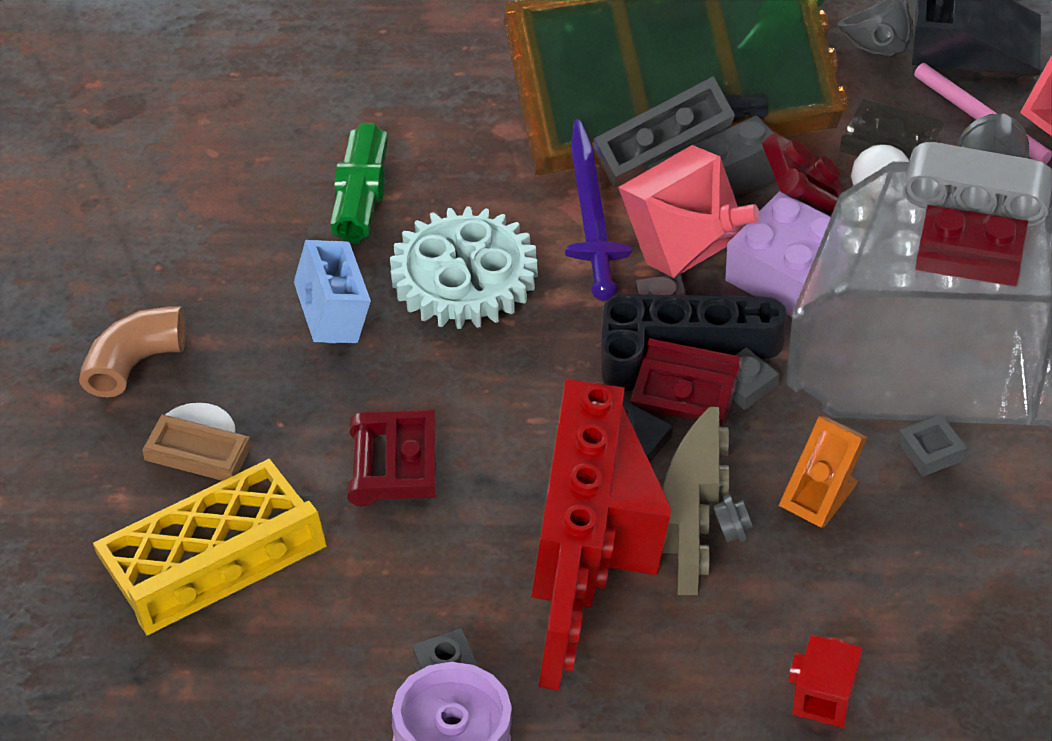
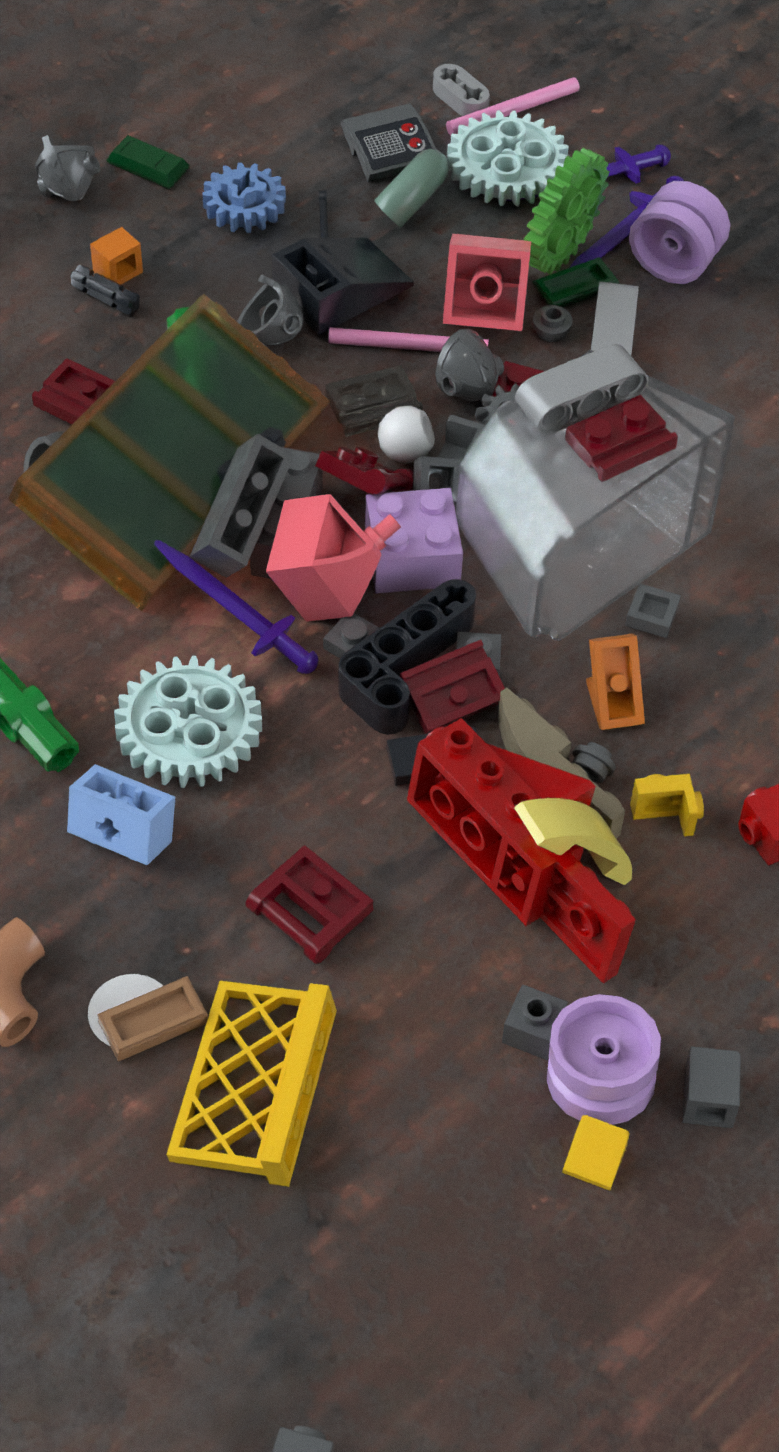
camera: 50 degrees left, 5 degrees up
(585, 509) = (564, 822): none -> light yellow slope
(759, 589) = (667, 796): none -> yellow bracket

